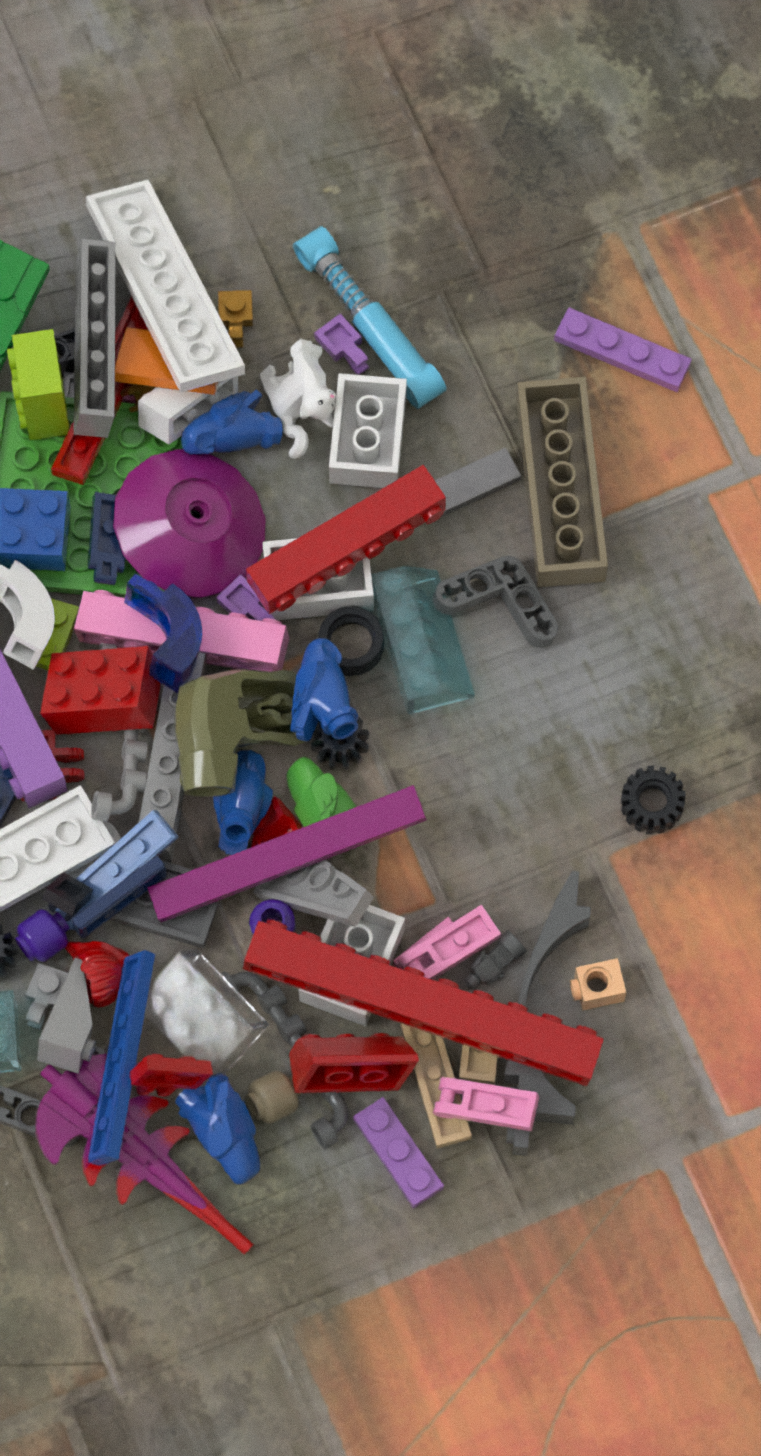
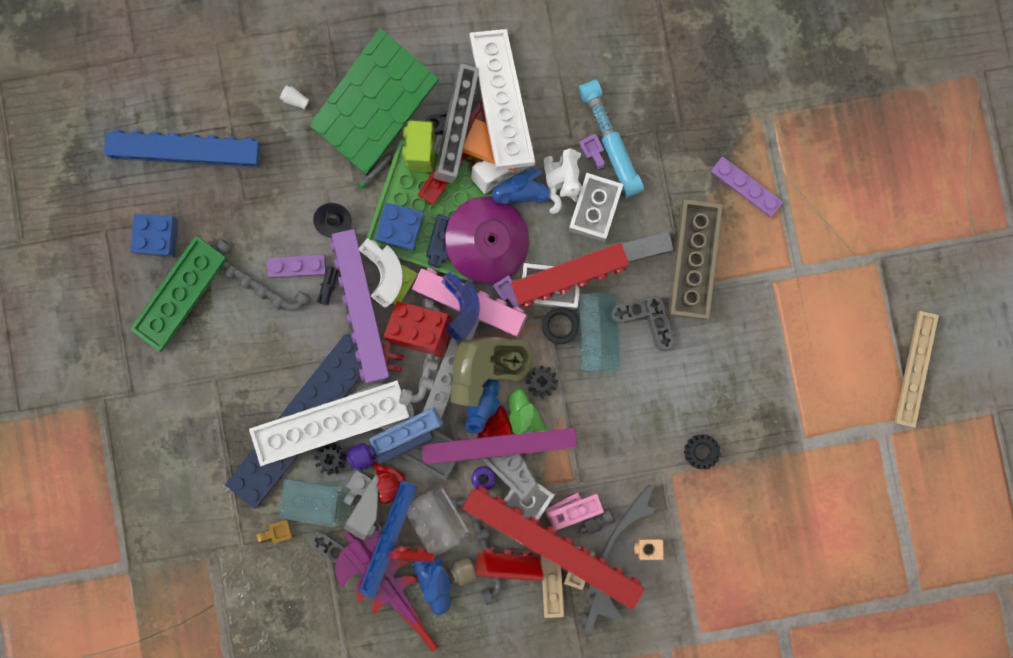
camera: 15 degrees right, 15 degrees up
(67, 895) = (377, 441): black tile -> none
(236, 312) = (538, 118): pearl gold plate -> none
(322, 694) = (537, 358): blue animal -> none
(398, 1152) = (523, 614): medium lavender plate -> none
(487, 1104) = (575, 606): bright pink plate -> none

